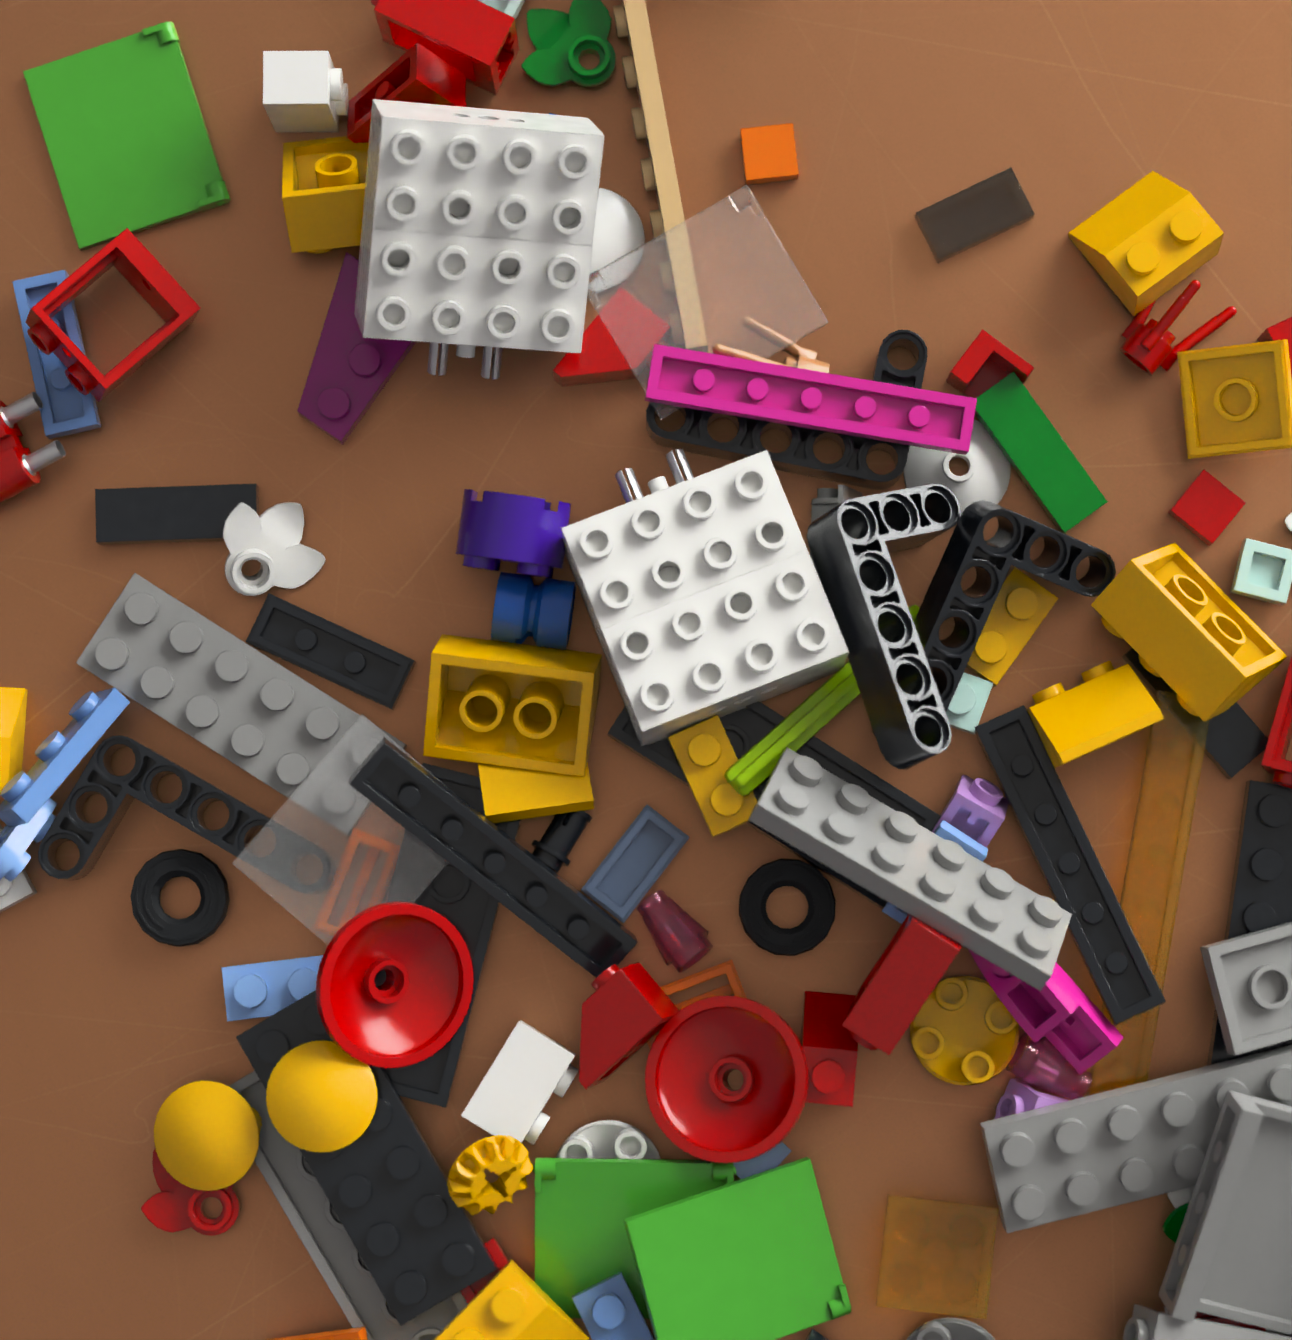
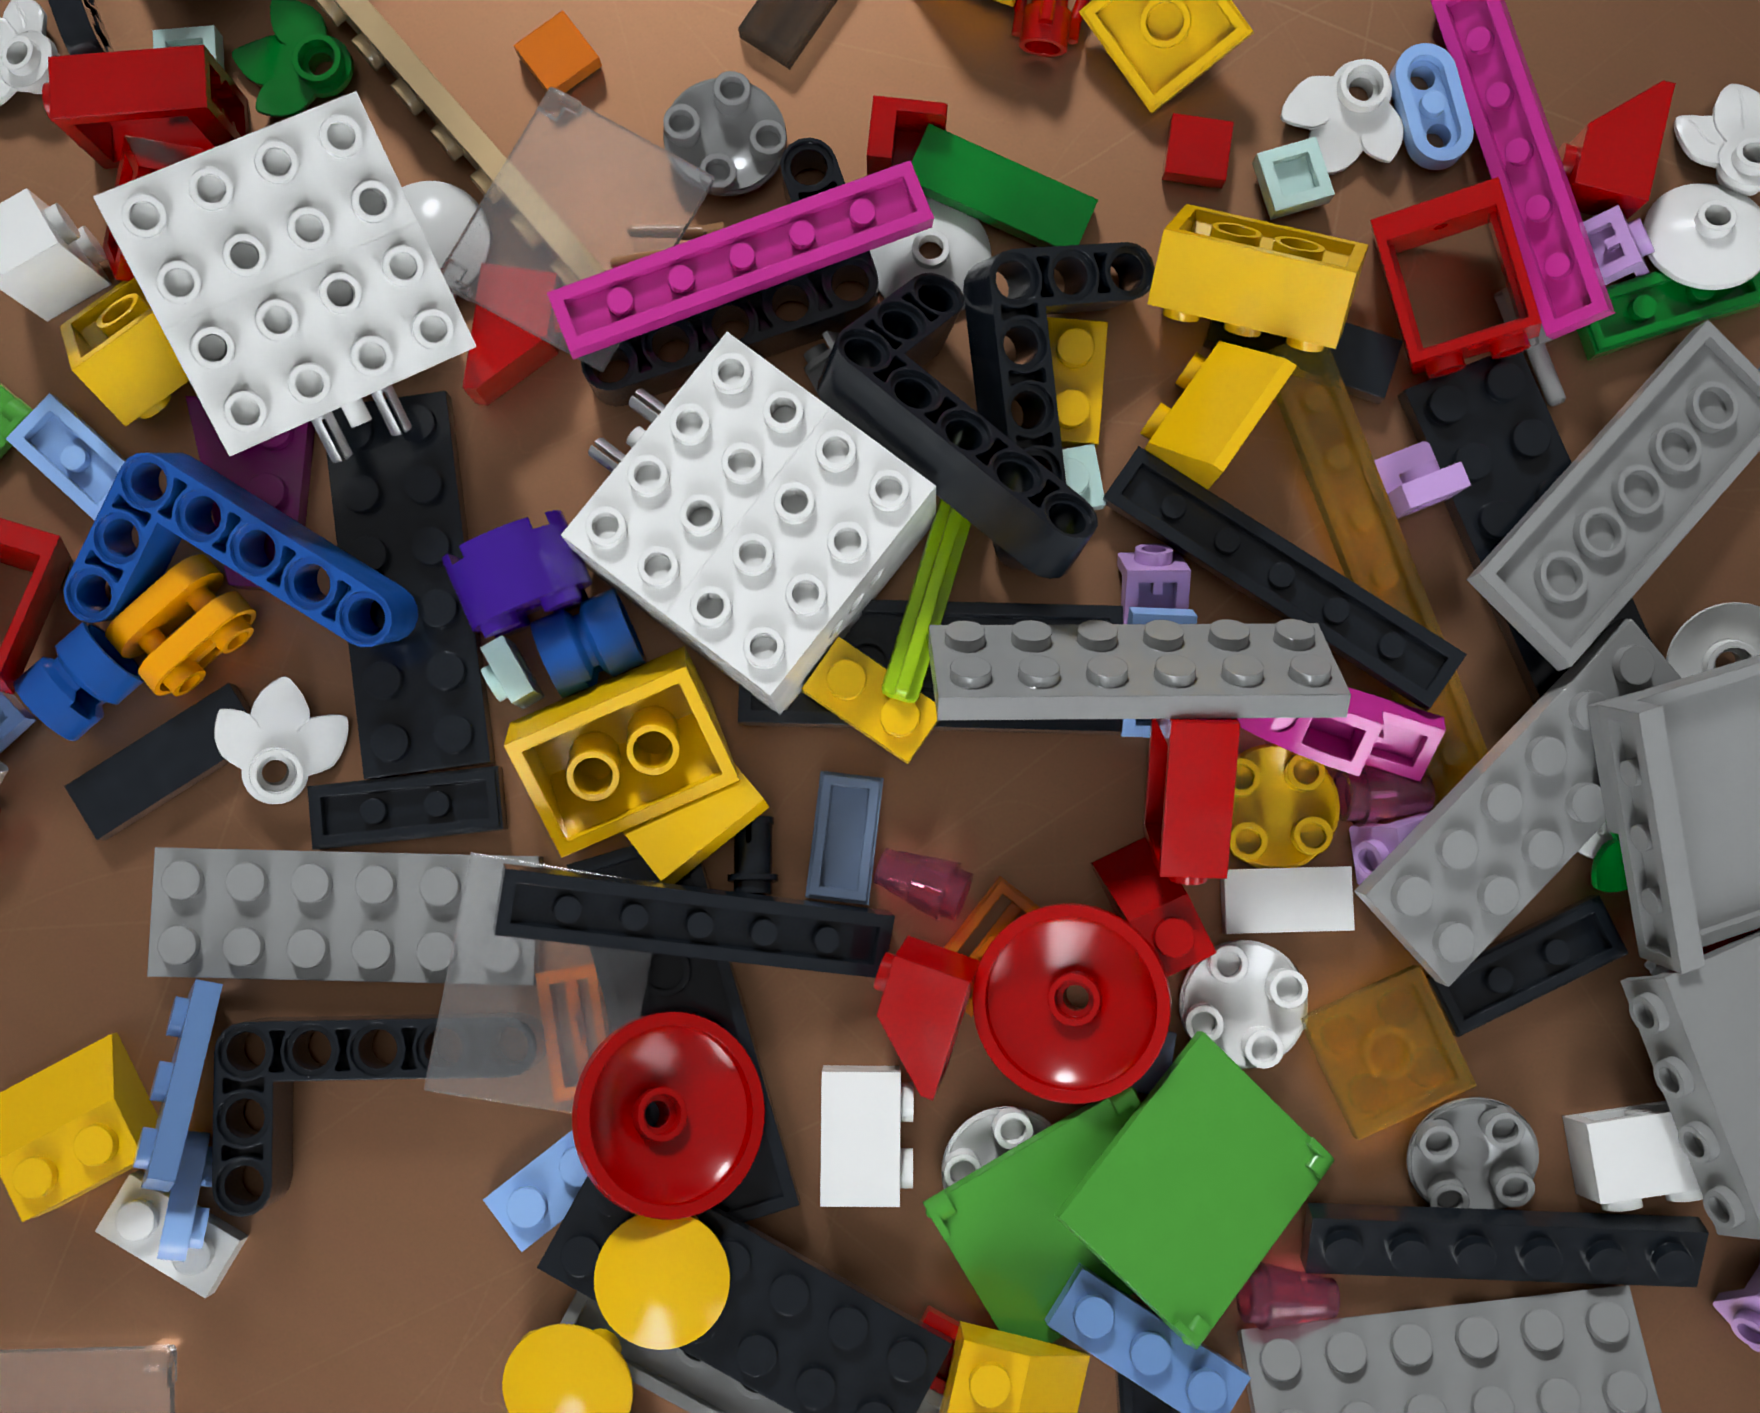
camera: 35 degrees left, 0 degrees up
(147, 891) = (358, 1159): black tyre -> none
(152, 420) = (74, 686): none -> blue wheel
(229, 448) = (216, 628): none -> light orange brick
(241, 254) = (68, 453): none -> light blue plate
(323, 392) = (237, 543): none -> blue beam
(413, 504) = (400, 513): none -> black plate
(462, 599) = (509, 674): none -> light aqua plate
(498, 1154) = (885, 1226): yellow gear -> none
(820, 907) = (1047, 758): black tyre -> none
(855, 1158) = (1245, 1002): none -> white dish
(859, 288) = (728, 132): none -> light grey dish
(932, 1103) = (1287, 900): none -> white tile
(1080, 1258) = (1530, 964): none -> black tile
(1215, 851) = (1416, 480): none -> lavender bracket

